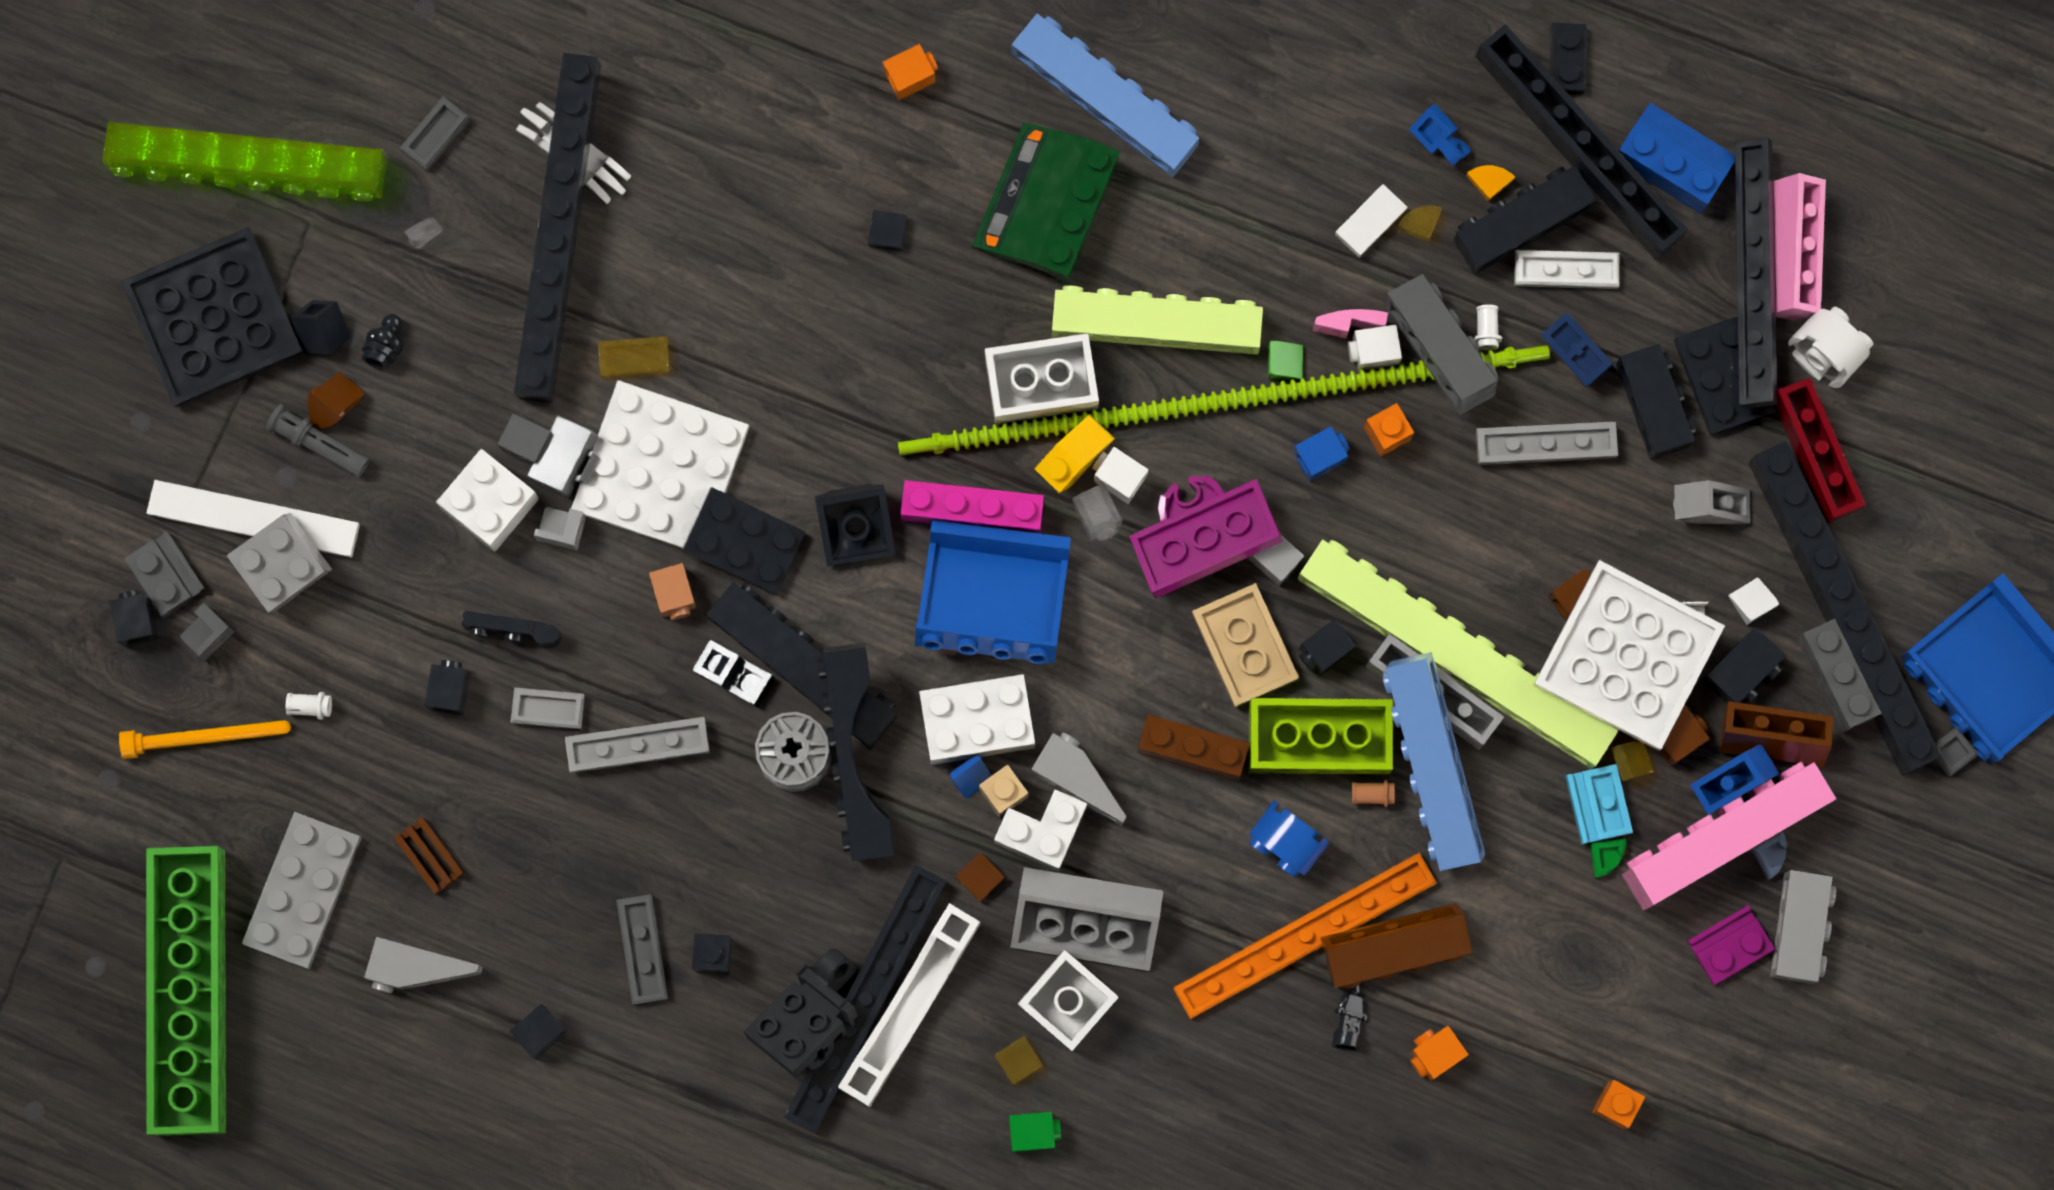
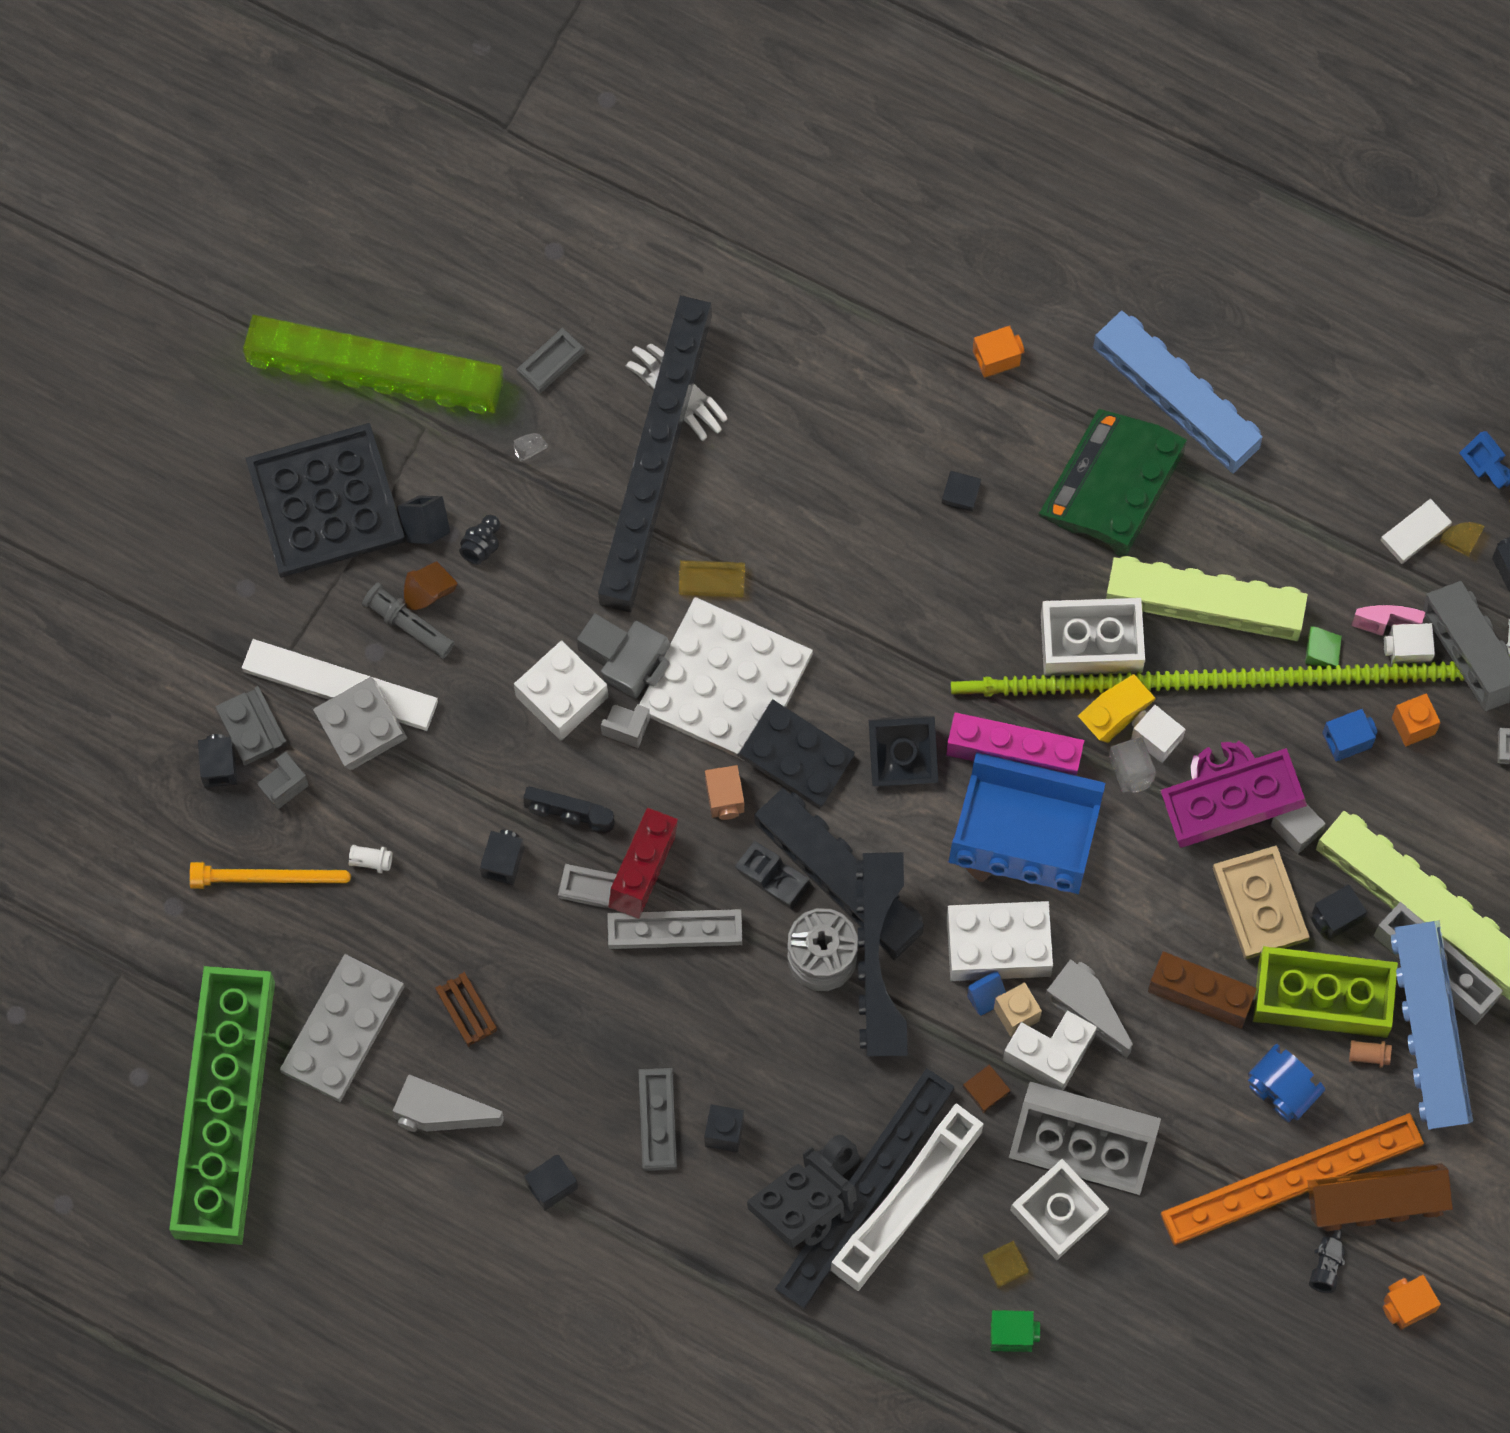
camera: 10 degrees right, 10 degrees down
(595, 680) = (643, 863): none -> dark red brick

